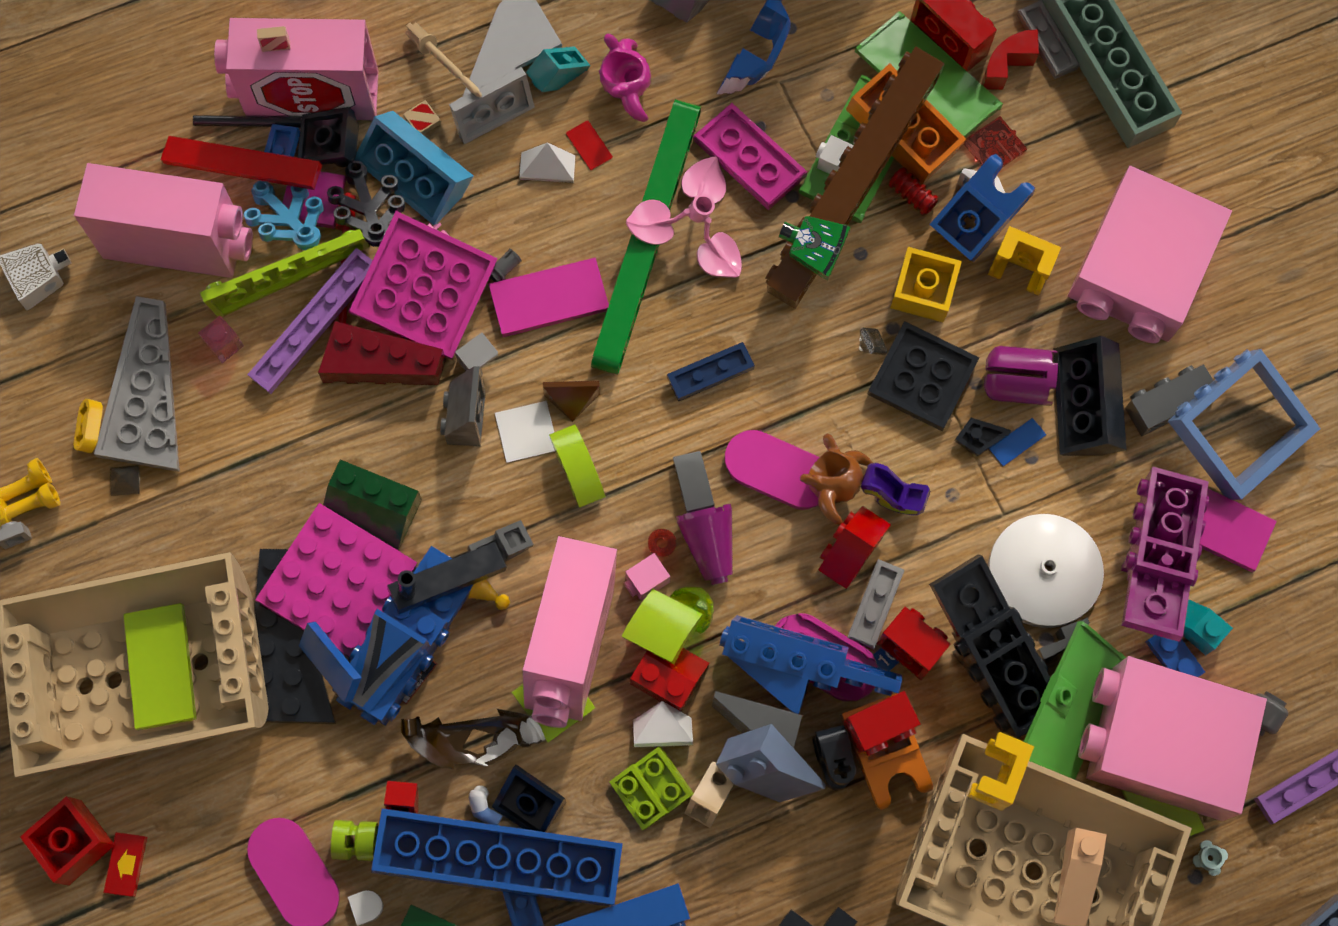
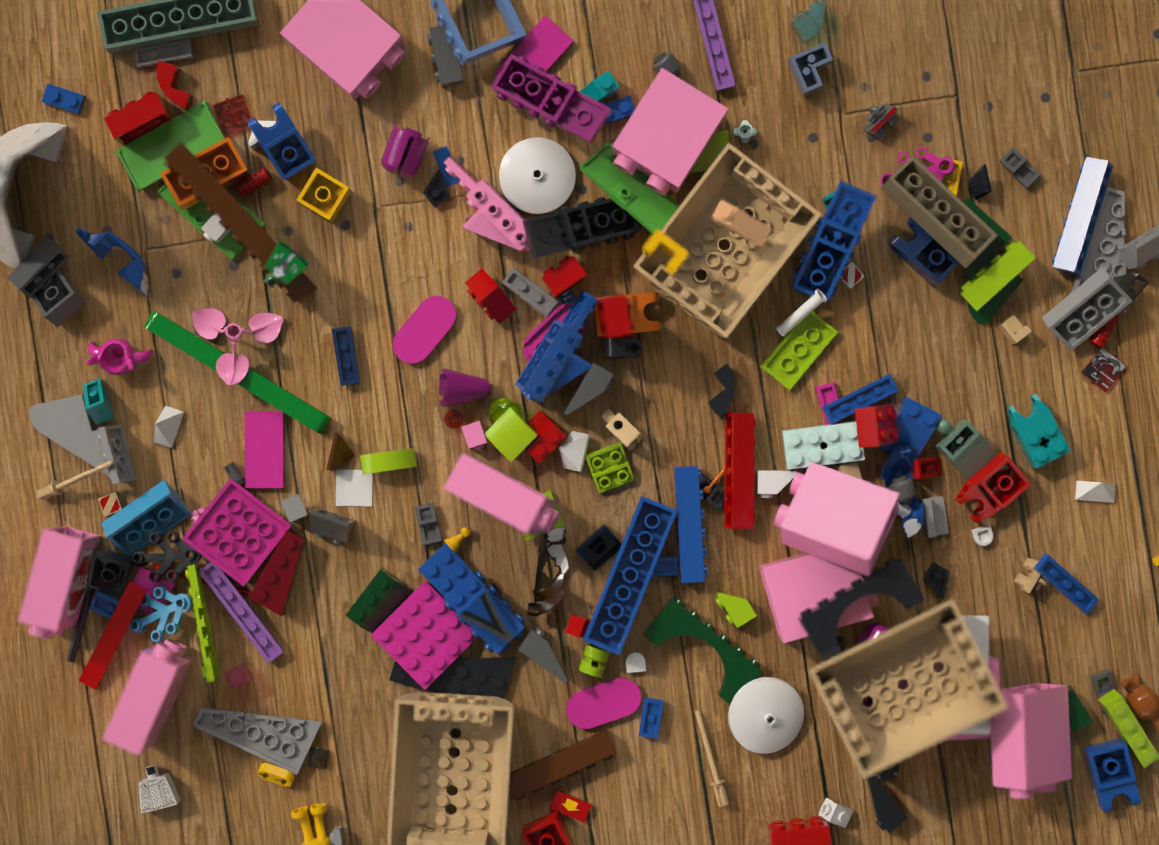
camera: 75 degrees left, 15 degrees up
(159, 666) = (452, 759): lime tile -> none
(185, 830) = (559, 764): none -> reddish brown brick
(273, 39) = (44, 594): tan tile -> none
(330, 661) = (479, 651): blue tile -> none
(349, 758) = (540, 650): none -> dark grey slope
(445, 578) = (443, 564): black piece -> none
(479, 806) = (593, 578): arm -> none
(589, 145) = (159, 394): red sticker -> none
(693, 482) = (419, 387): dark grey slope -> none
(750, 156) = (197, 286): dark pink tile -> none
(767, 765) = (617, 393): sand blue slope -> none
(835, 477) = (442, 295): dark orange piece -> none
(871, 341) = (353, 242): clear smoke slope -> none
(893, 492) = (460, 259): dark purple animal -> none
(923, 376) = (386, 215): black plate -> none
(973, 517) = (486, 220): none -> bright pink wedge
(1028, 253) = (320, 120): yellow panel -> none
(1063, 636) = (584, 178): dark grey slope -> none
(1090, 398) = (430, 110): black slope -> none

